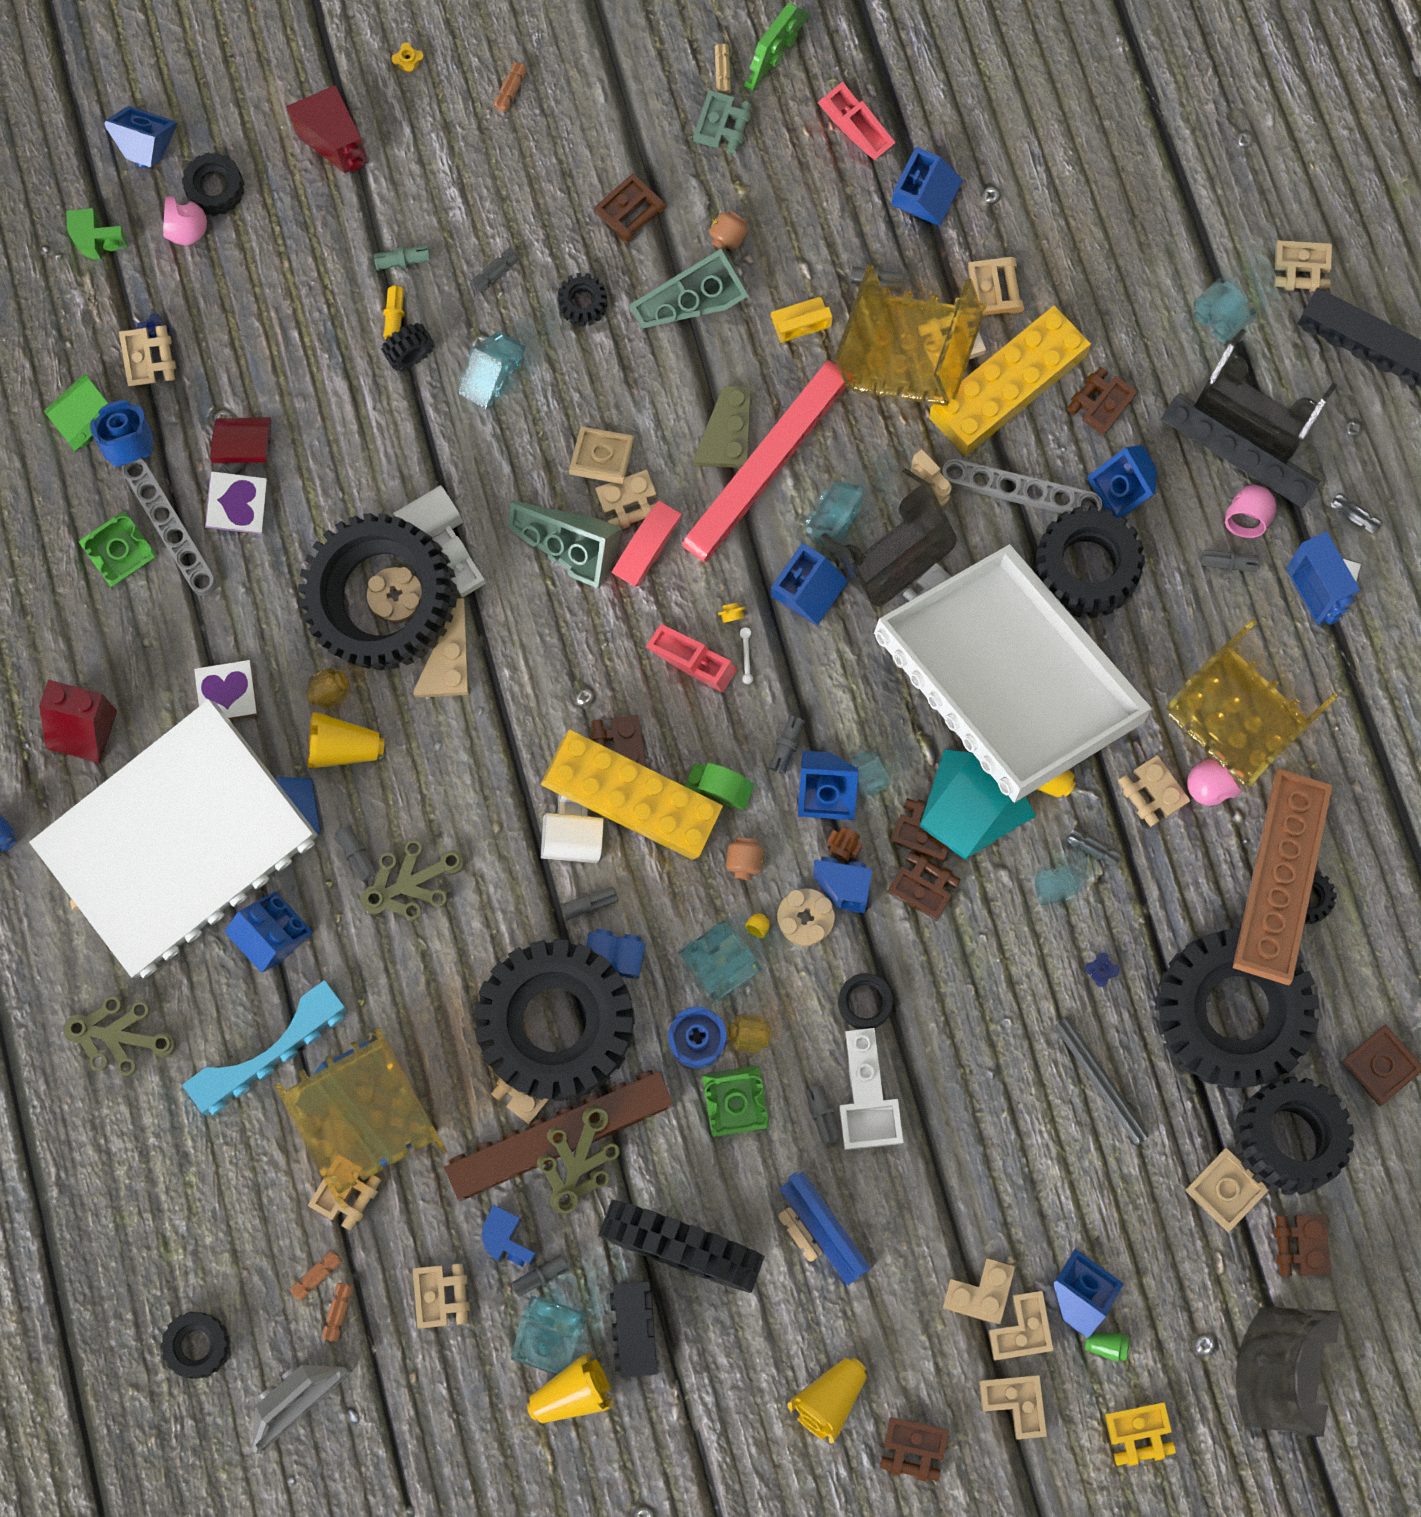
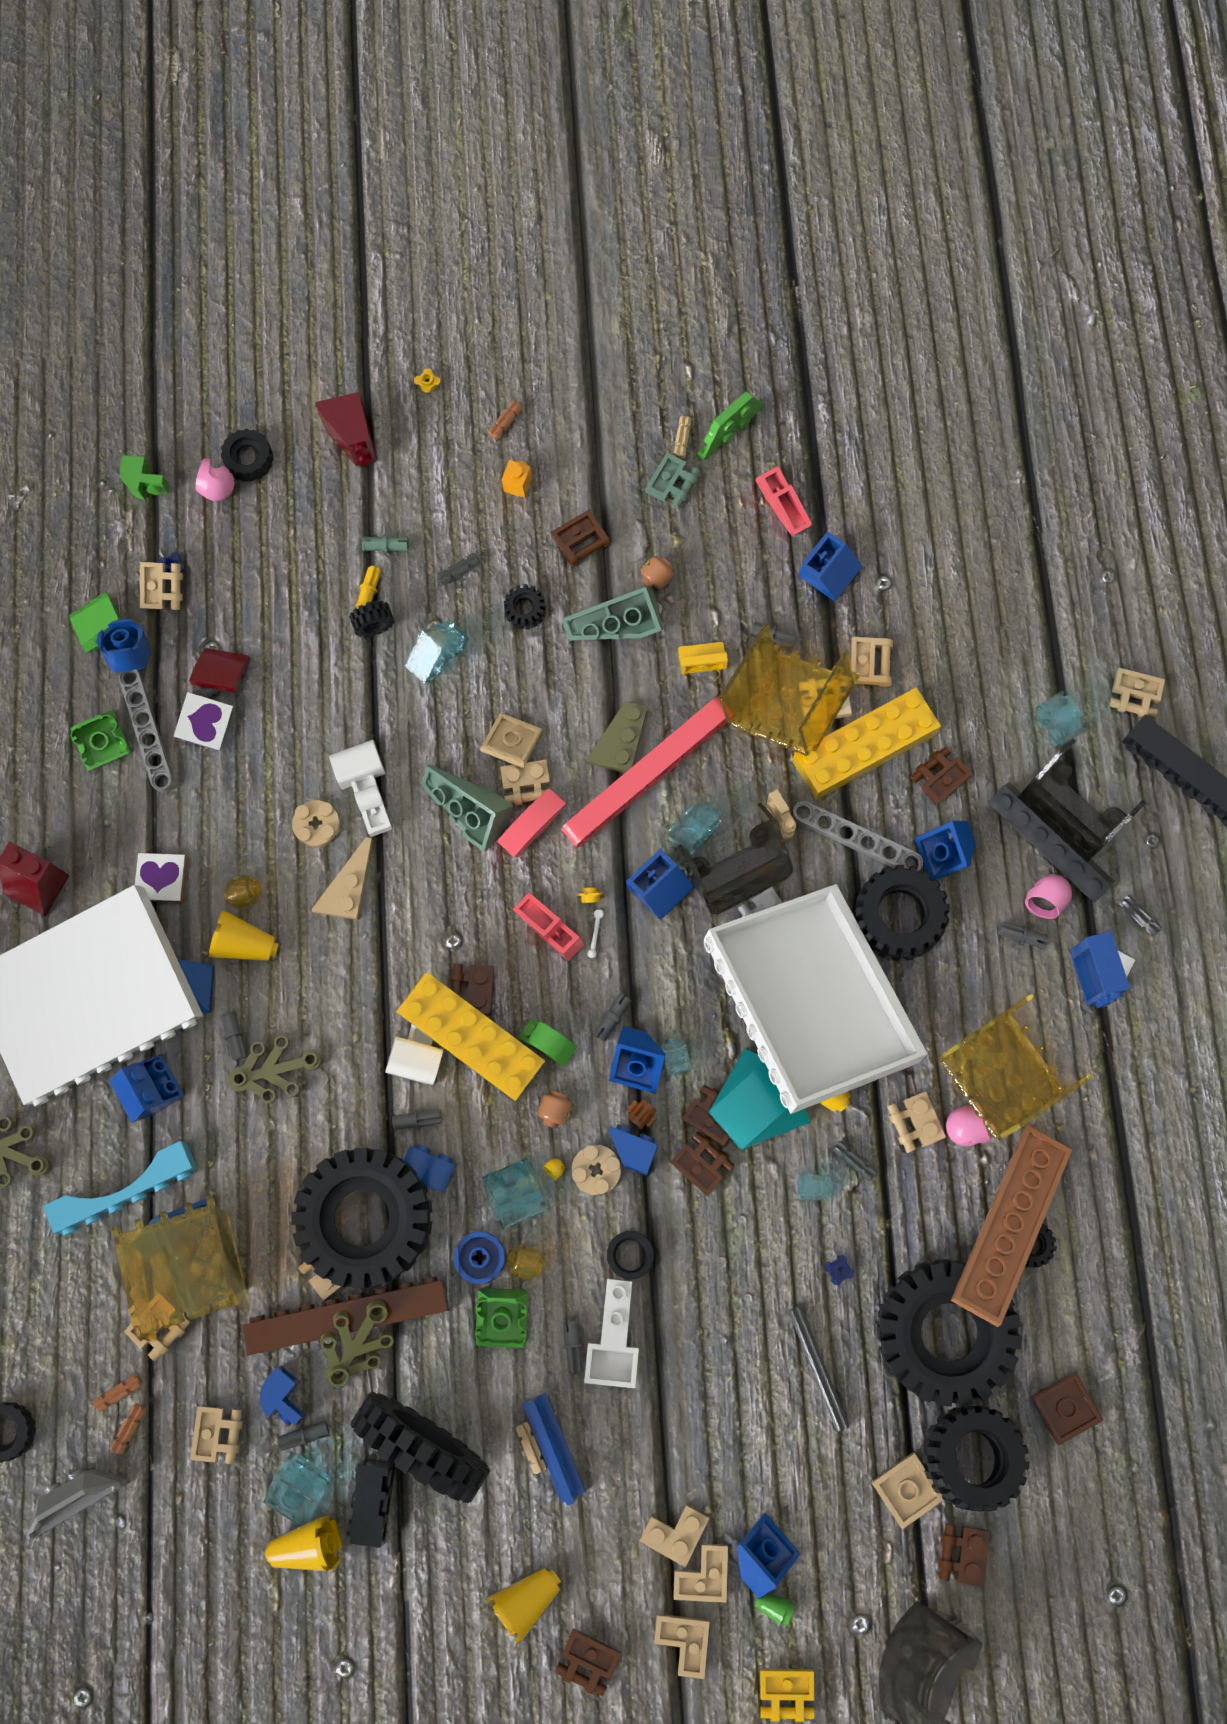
camera: 15 degrees right, 0 degrees up
(141, 135) = (198, 404): blue slope -> none
(332, 569) = (258, 811): black tyre -> none
(540, 152) = (517, 478): none -> light orange brick

